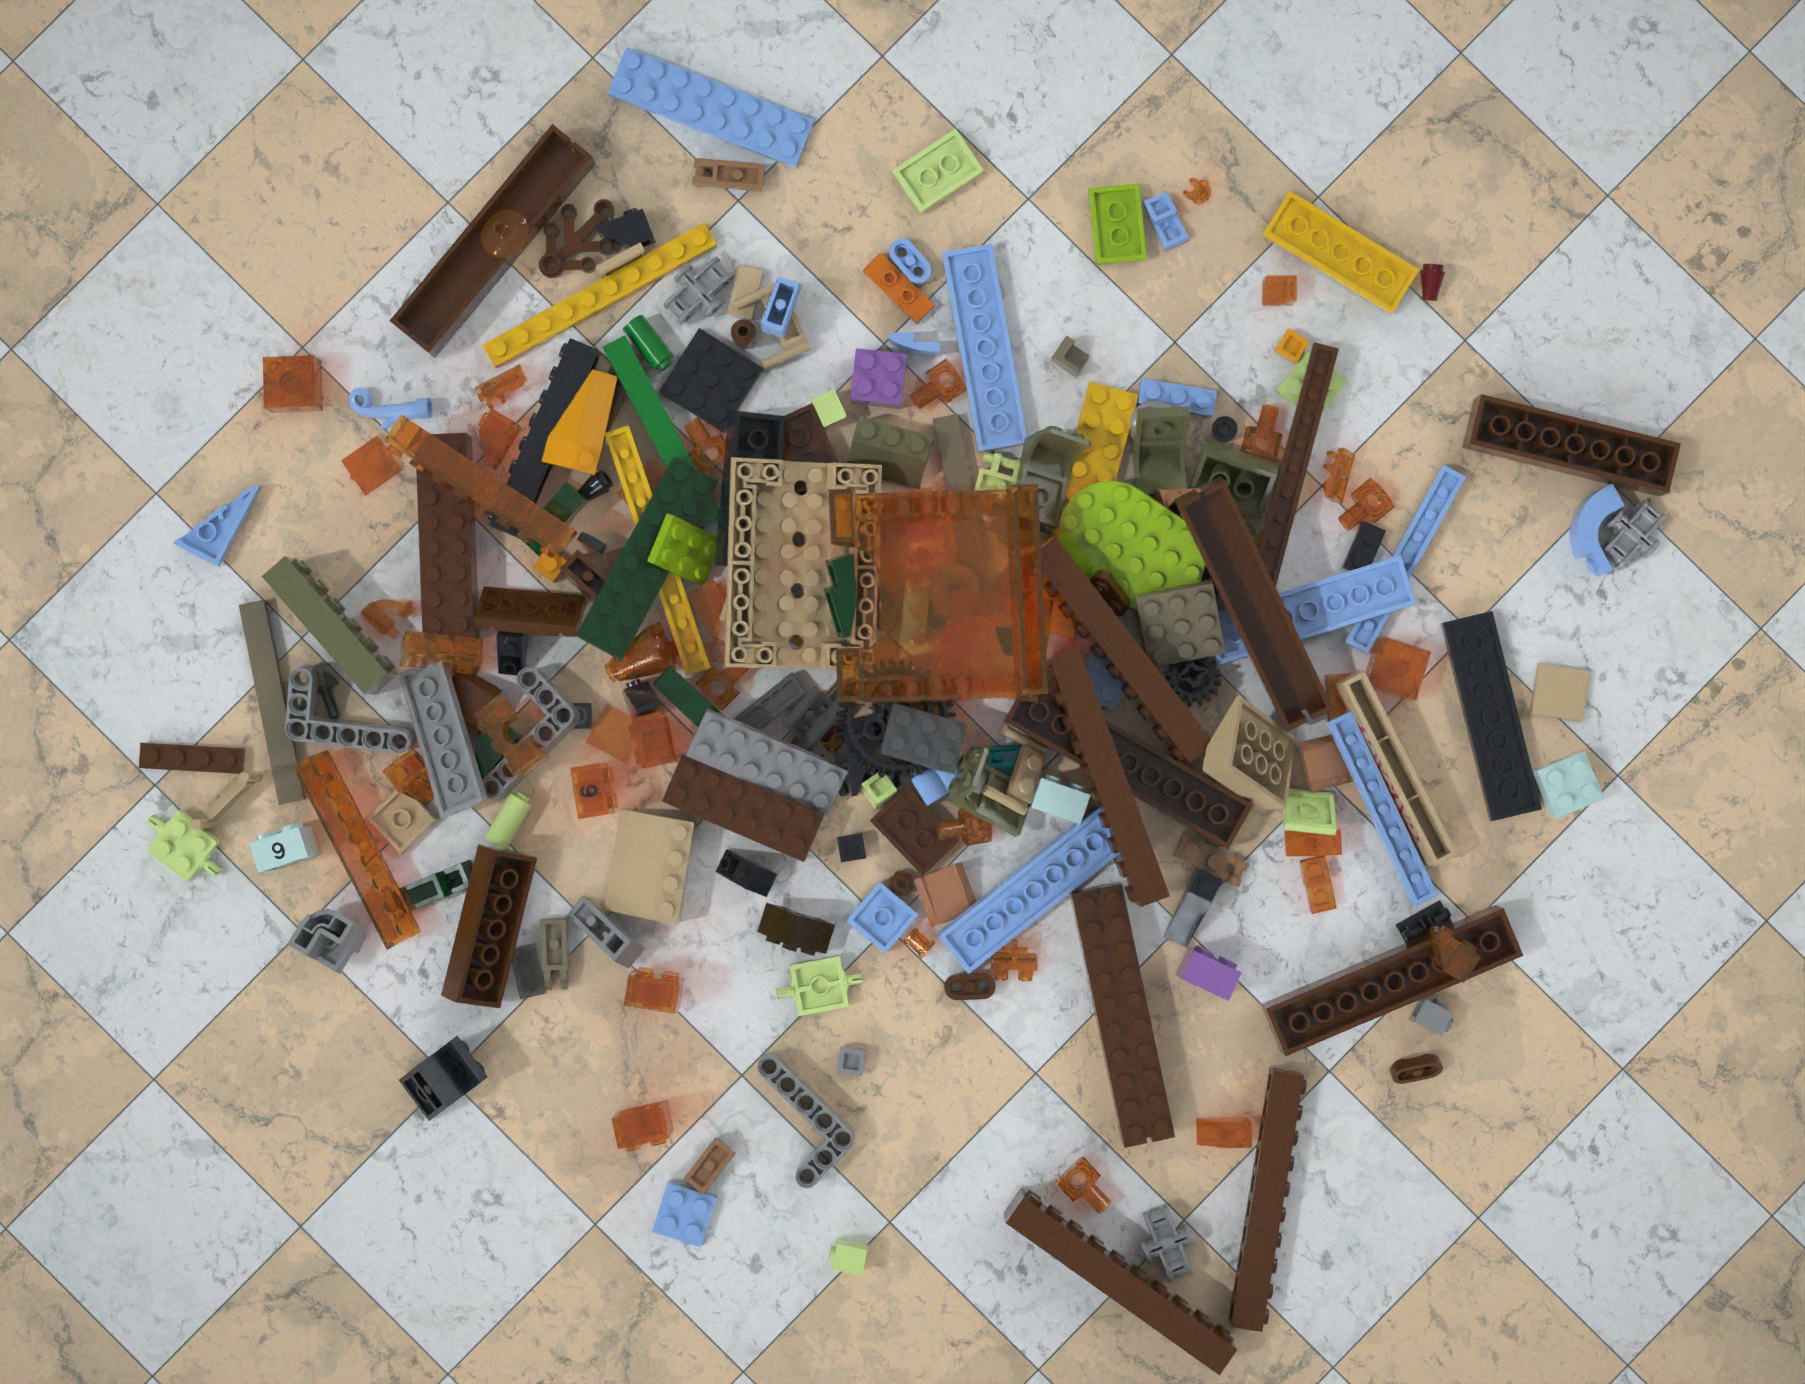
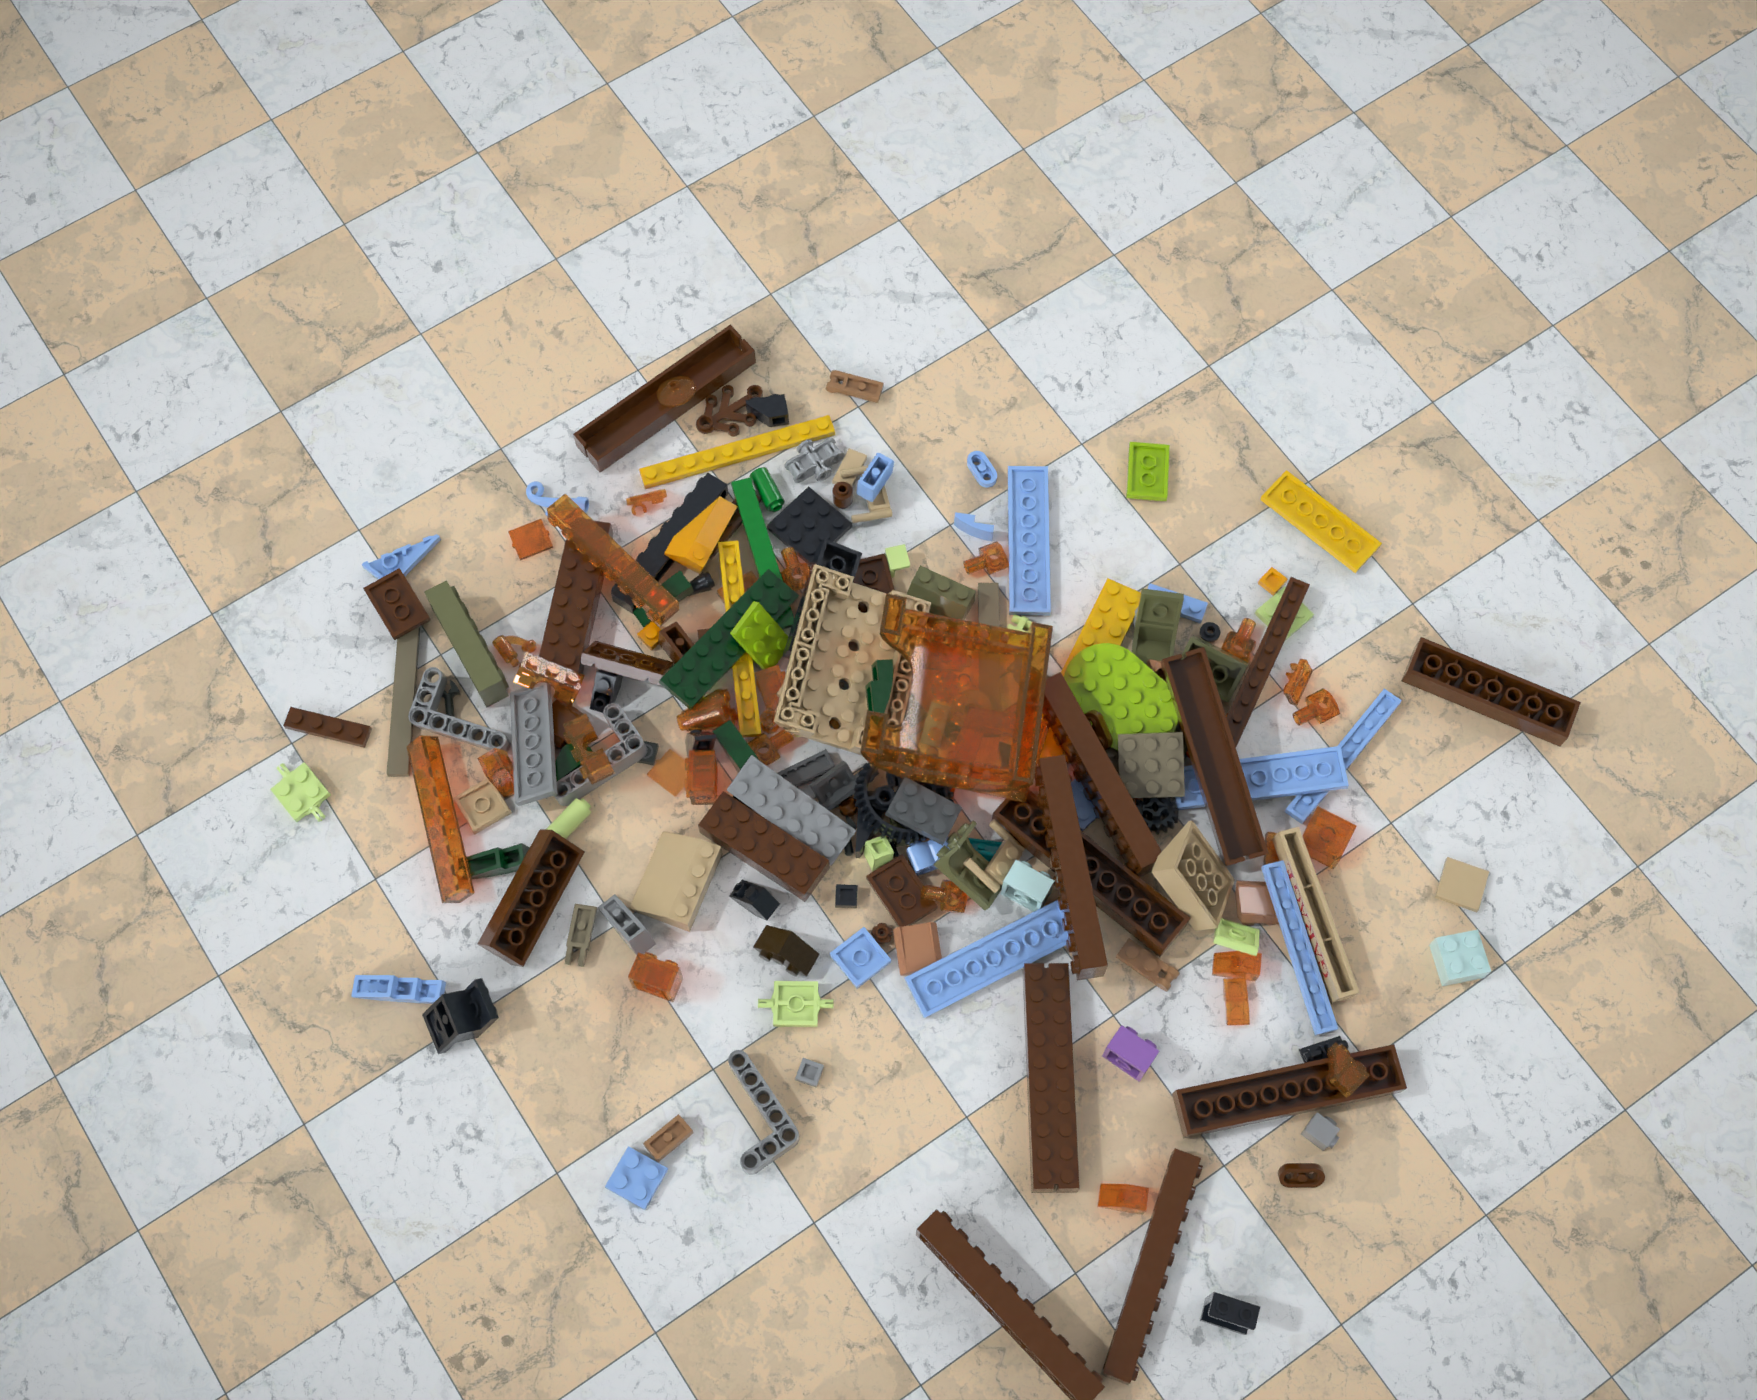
camera: 15 degrees right, 20 degrees down
(220, 804) = (349, 760): tan plate -> none
(231, 590) = (396, 604): none -> reddish brown plate
(282, 849) = (381, 804): light aqua brick -> none
(292, 383) = (486, 469): clear orange brick -> none
(328, 938) = (397, 883): light grey brick -> none
(364, 1057) = (397, 989): none -> light blue slope
(497, 436) = (635, 532): clear orange slope -> none
(528, 971) = (553, 944): clear smoke plate -> none
(592, 542) = (688, 623): pearl dark grey tile -> none
(593, 790) = (644, 806): clear orange brick -> none
(621, 260) = (759, 427): tan tile -> none
(642, 1125) = (619, 1088): clear orange brick -> none
(711, 107) = (852, 340): light blue plate -> none
(848, 1257) = (771, 1242): yellowish green brick -> none
(878, 378) = (940, 545): medium lavender brick -> none
(898, 288) = (969, 487): orange plate -> none
(918, 942) = (887, 983): clear orange bush -> none
(938, 171) = (1015, 411): yellowish green plate -> none
(969, 986) = (923, 1026): reddish brown plate -> none
(1013, 959) = (974, 1018): clear orange hips -> none
(1048, 462) = (1070, 621): olive bracket -> none
(1070, 357) = (1093, 558): dark tan panel -> none
(1087, 1189) = (994, 1225): clear orange piece -> none
(1165, 221) = (1185, 476): light blue slope -> none
(1167, 1243) = (1058, 1297): light grey axle -> none
(1192, 906) = (1125, 998): slope -> none
(1200, 193) = (1216, 461): clear orange plate -> none
(1279, 290) = (1268, 539): clear orange panel -> none
(1359, 1240) = (1229, 1313): none -> black panel
(1364, 546) = (1313, 737): black plate -> none
(1431, 281) = (1390, 552): dark red cone -> none
(1491, 716) = (1401, 893): black plate -> none
(1586, 524) = (1494, 763): light blue arch -> none
(1633, 533) = (1535, 769): light grey axle -> none

